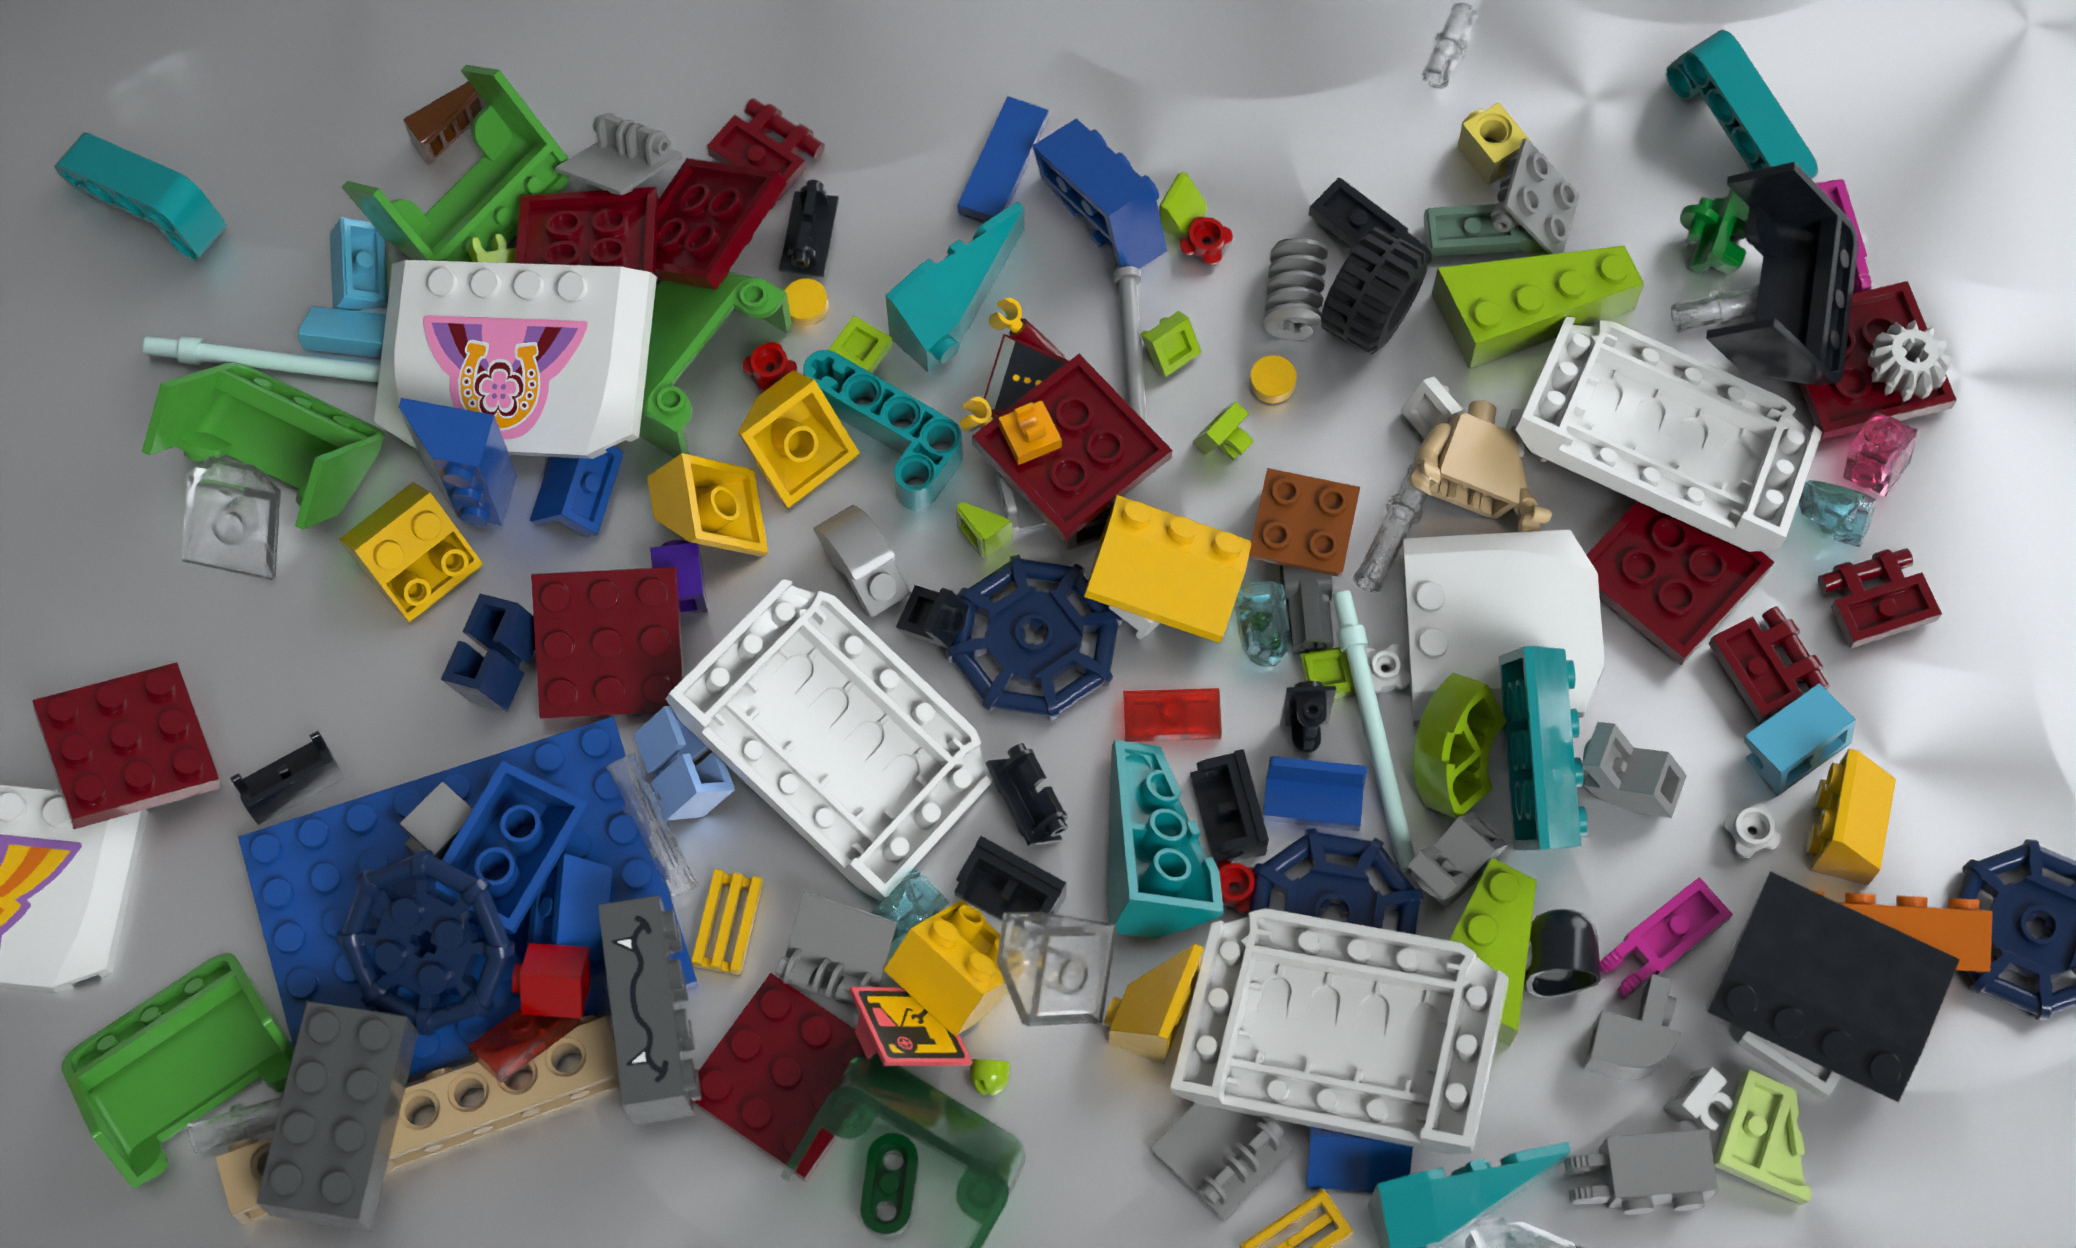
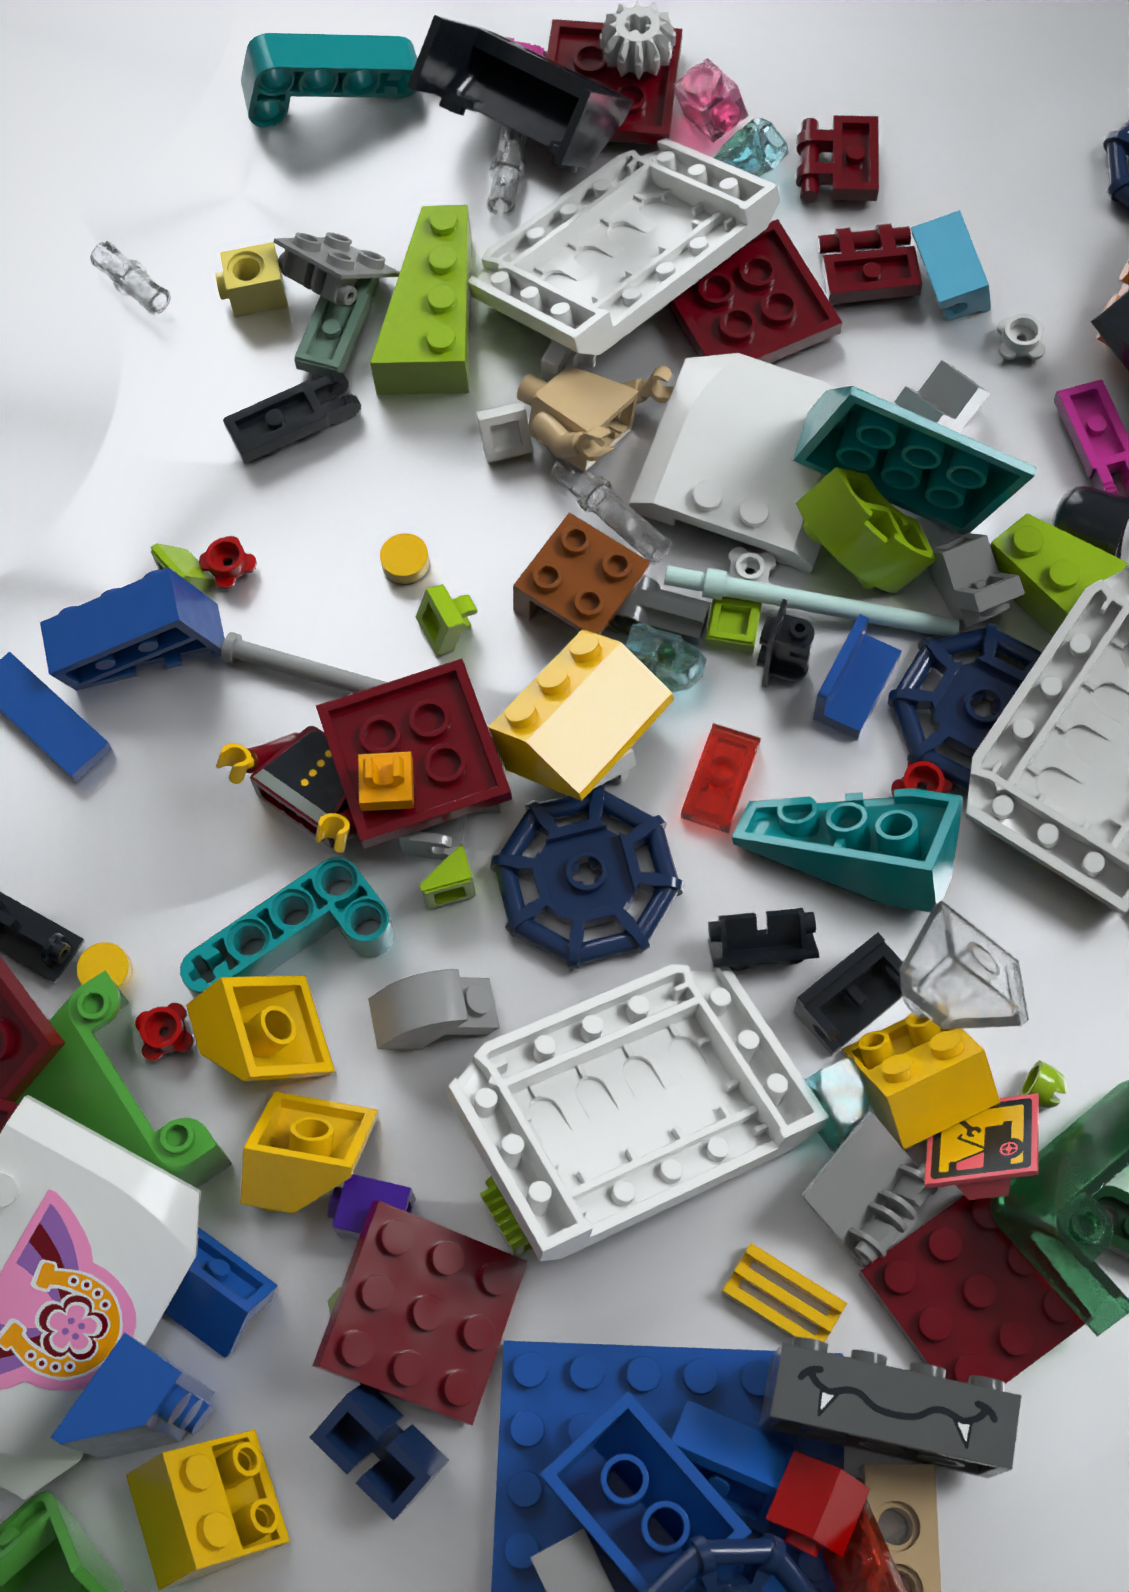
camera: 65 degrees left, 0 degrees up
(652, 825) = (637, 1339): clear pin -> none
(670, 752) = (624, 1288): light blue piece -> none
(862, 344) = (189, 923): lime tile -> none
(933, 616) = (529, 962): black bracket -> none
(940, 300) = (182, 826): teal wedge -> none
(1154, 1006) = (1035, 891): yellow slope -> none
(1171, 343) = (326, 630): lime tile -> none
(1229, 808) = (843, 758): black hinge -> none
(1295, 288) = (319, 501): light grey piece -> none
(1374, 290) = (369, 423): black tyre -> none
(1711, 227) = (430, 139): green hips -> none
(1852, 819) = (1046, 256): yellow slope -> none

